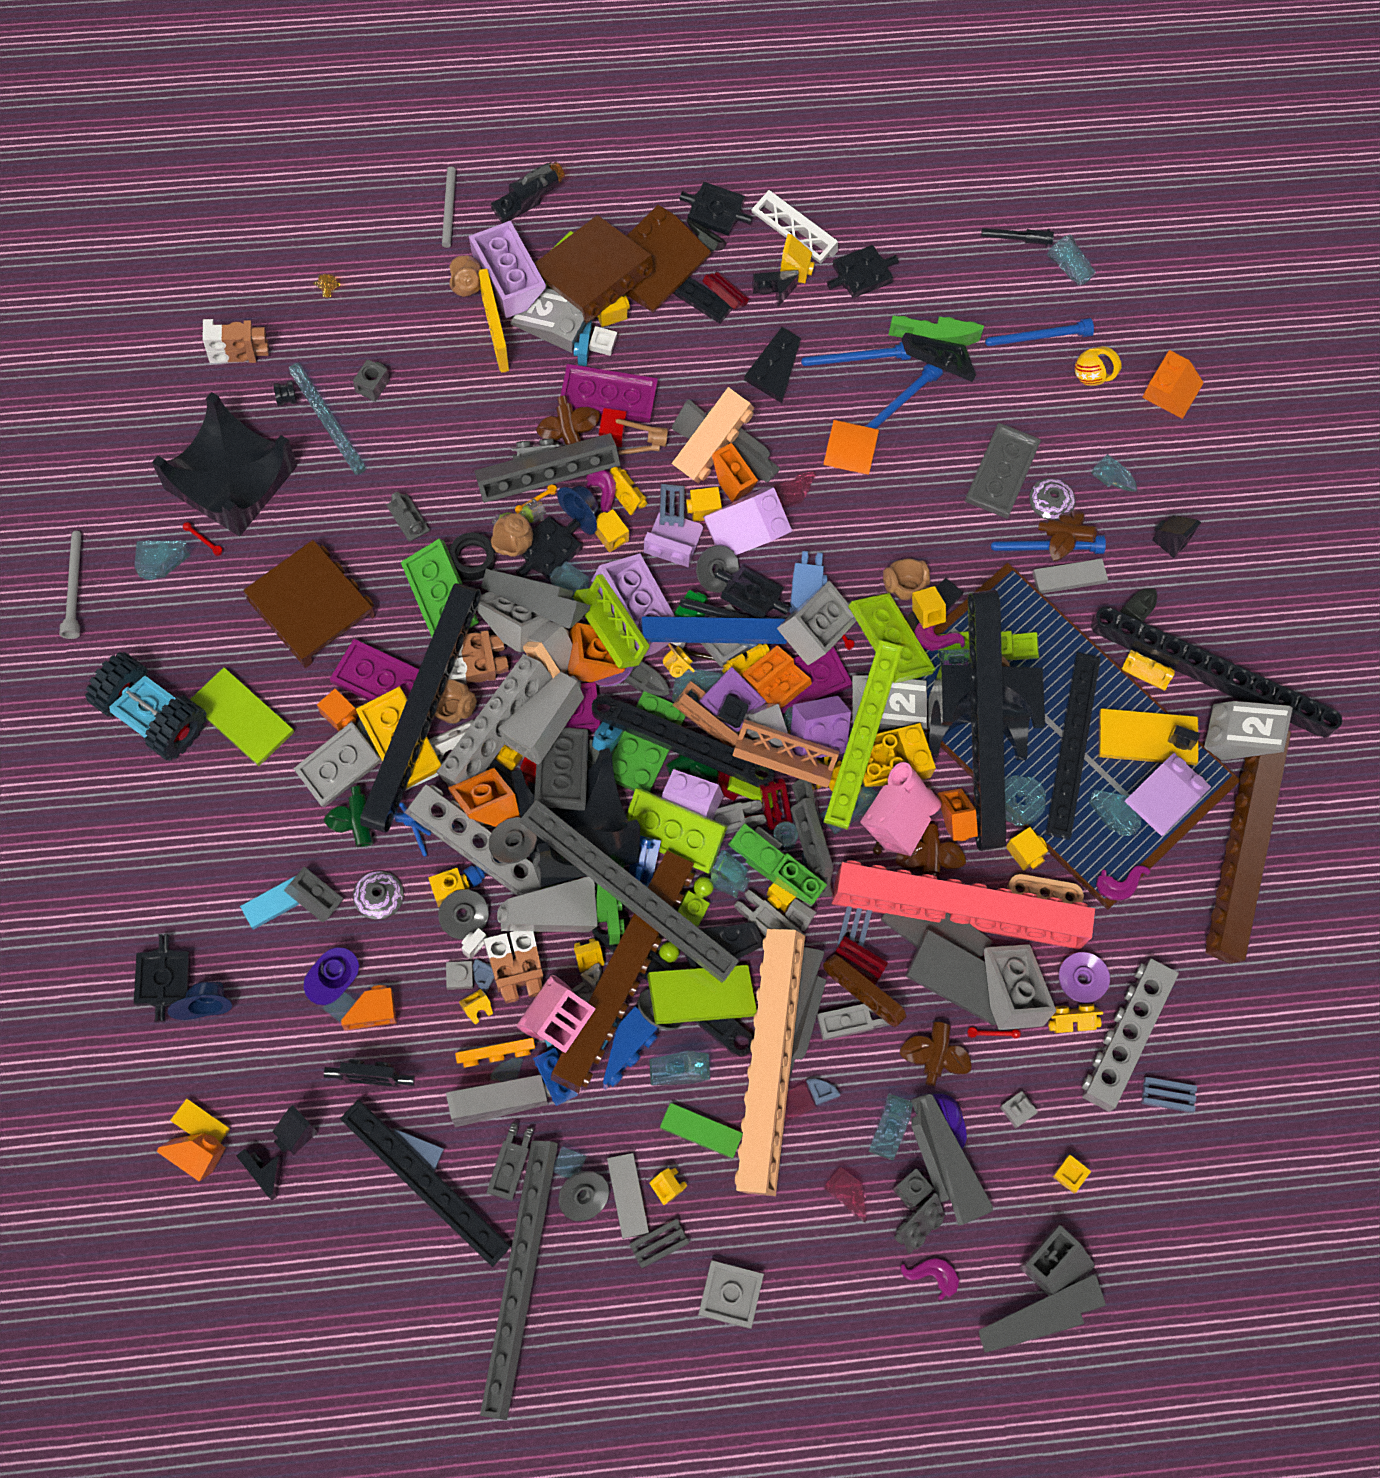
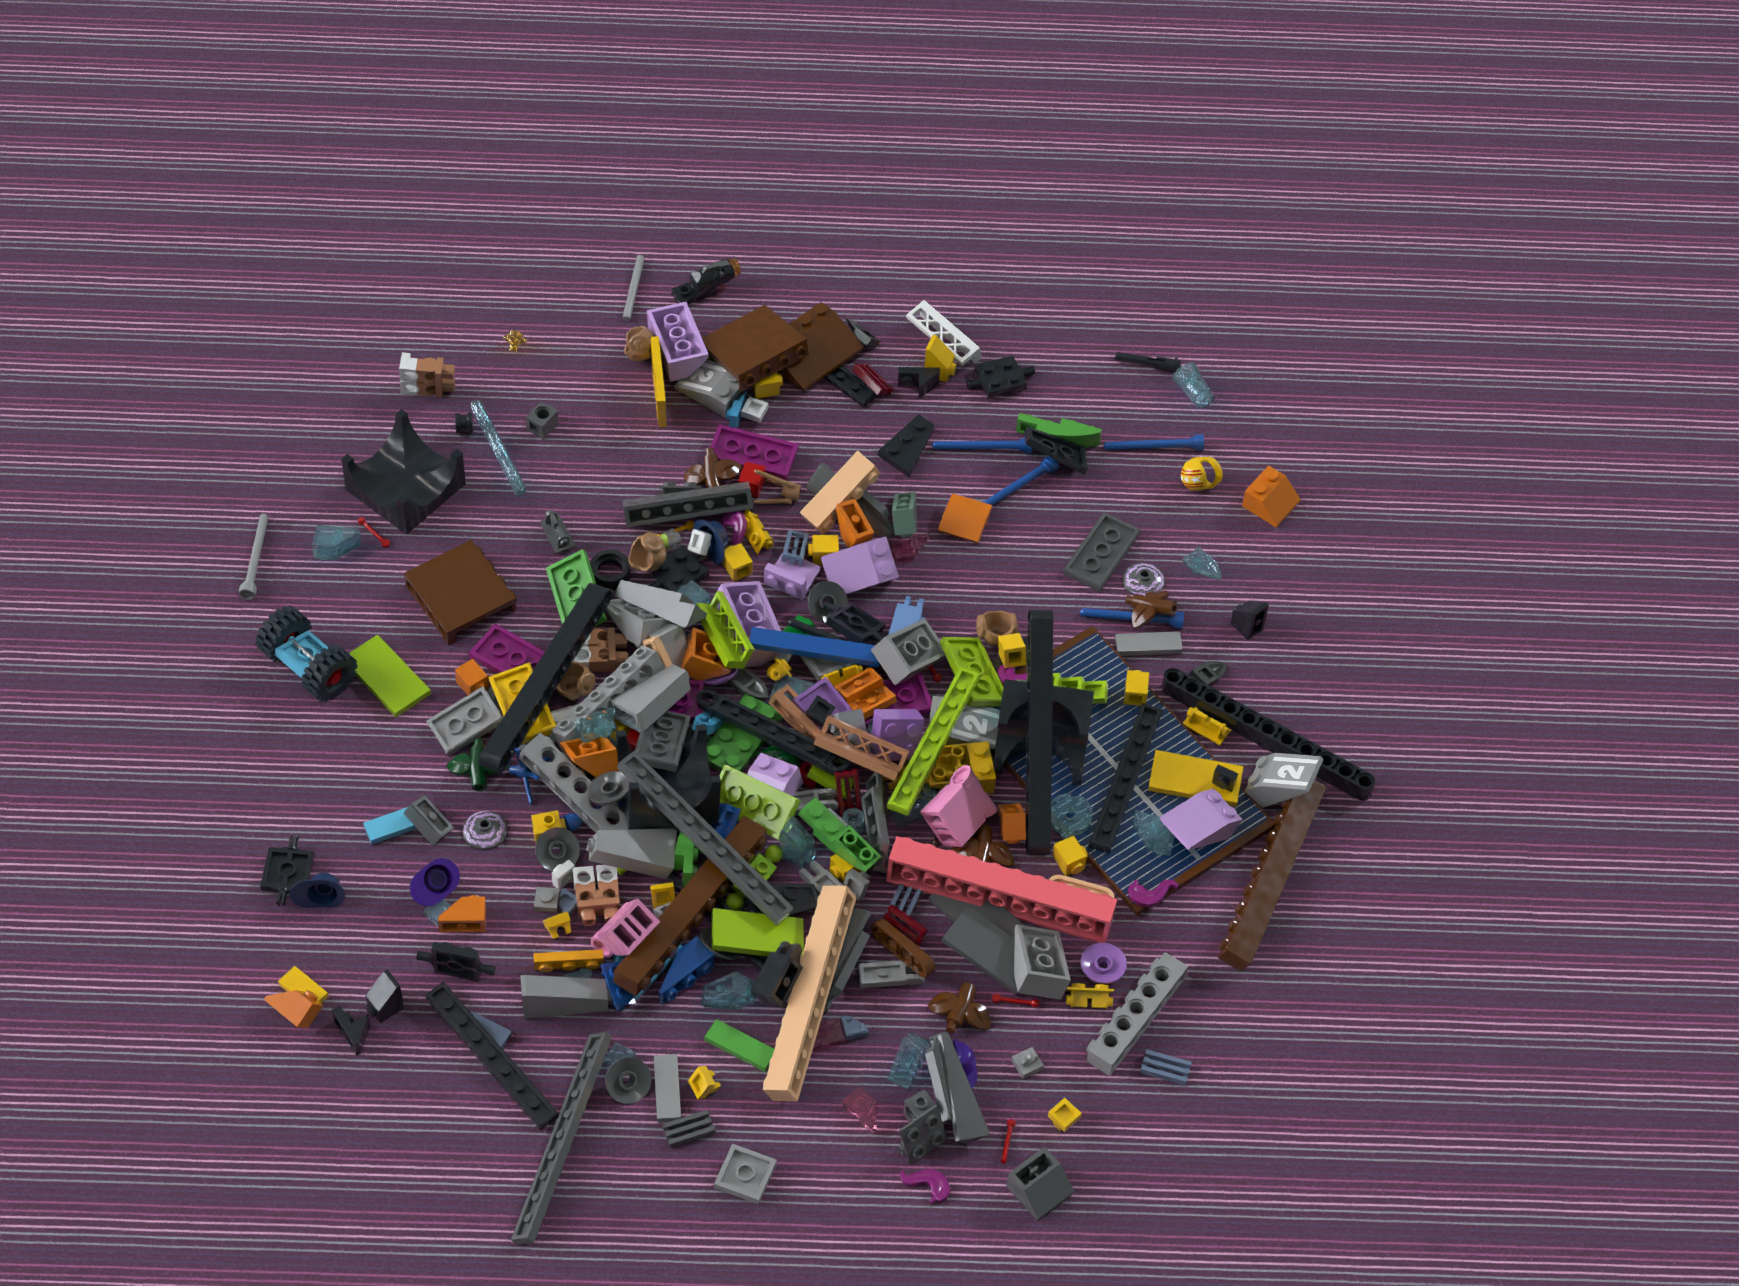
camera: 10 degrees right, 15 degrees down
(489, 762) = (597, 725): none -> clear light blue hips
(509, 1165) = (567, 1050): dark grey hinge -> none
(567, 512) = (699, 542): none -> white plate
(716, 208) = (875, 312): black plate -> none
(734, 1045) = (778, 975): none -> black hinge
(786, 451) = (904, 514): none -> sand green slope
(1012, 1188) = (1011, 1124): none -> red hinge
(1045, 1317) = (1021, 1224): dark grey wedge -> none
(1069, 635) = (1136, 687): none -> yellow brick

